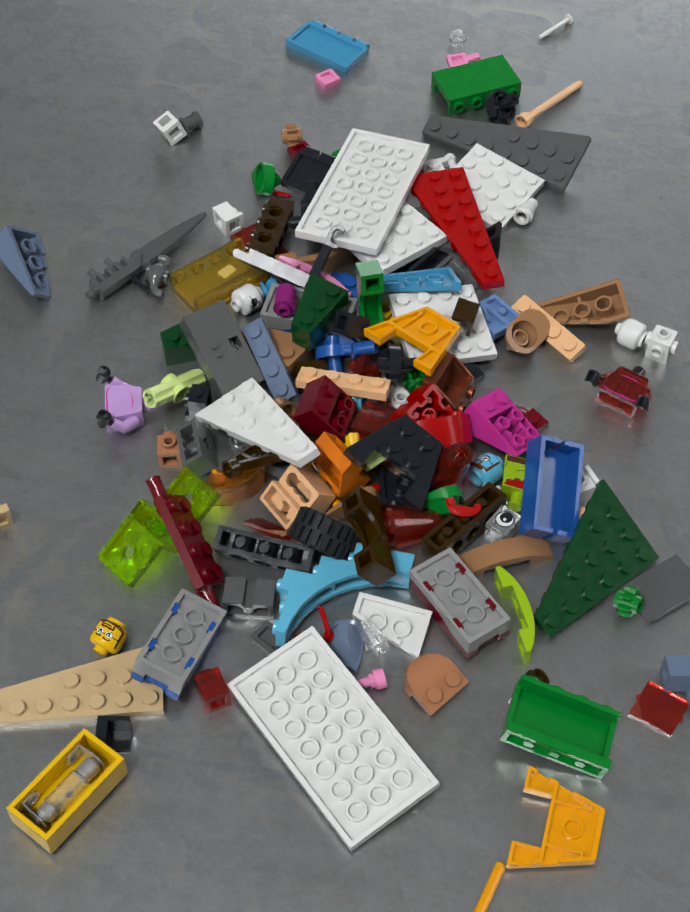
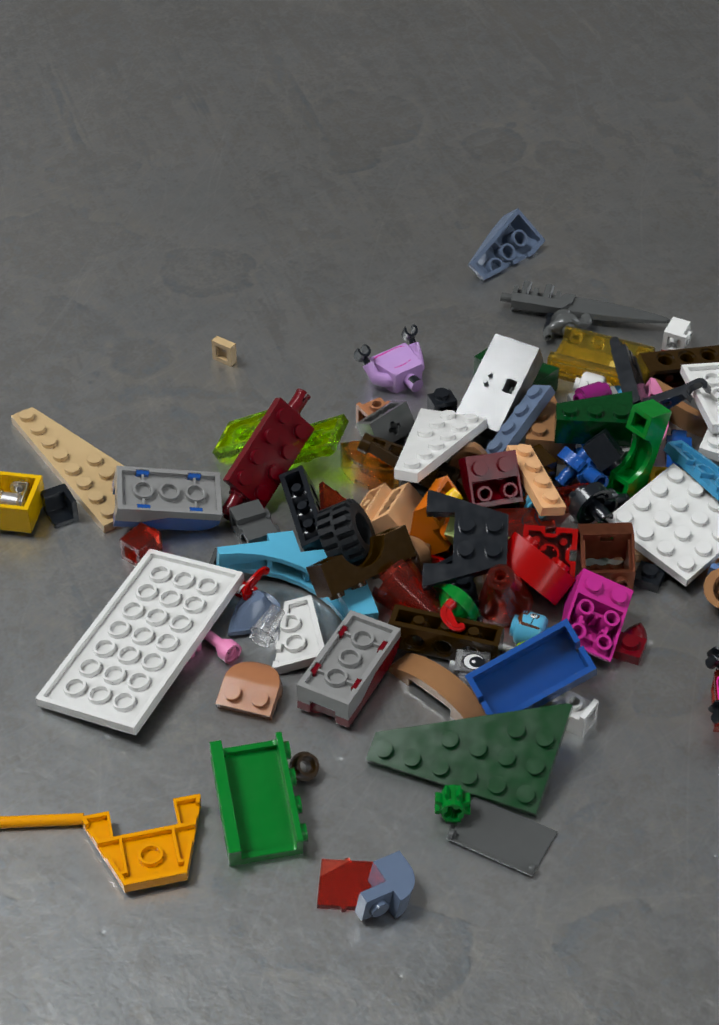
camera: 60 degrees right, 10 degrees down
(108, 636) = (152, 457): yellow head -> none
(173, 388) = (434, 379): yellowish green piece -> none
(424, 330) = (642, 500): light orange wing -> none
(465, 313) = (696, 524): dark brown panel -> none
(510, 589) = (350, 740): lime slope -> none

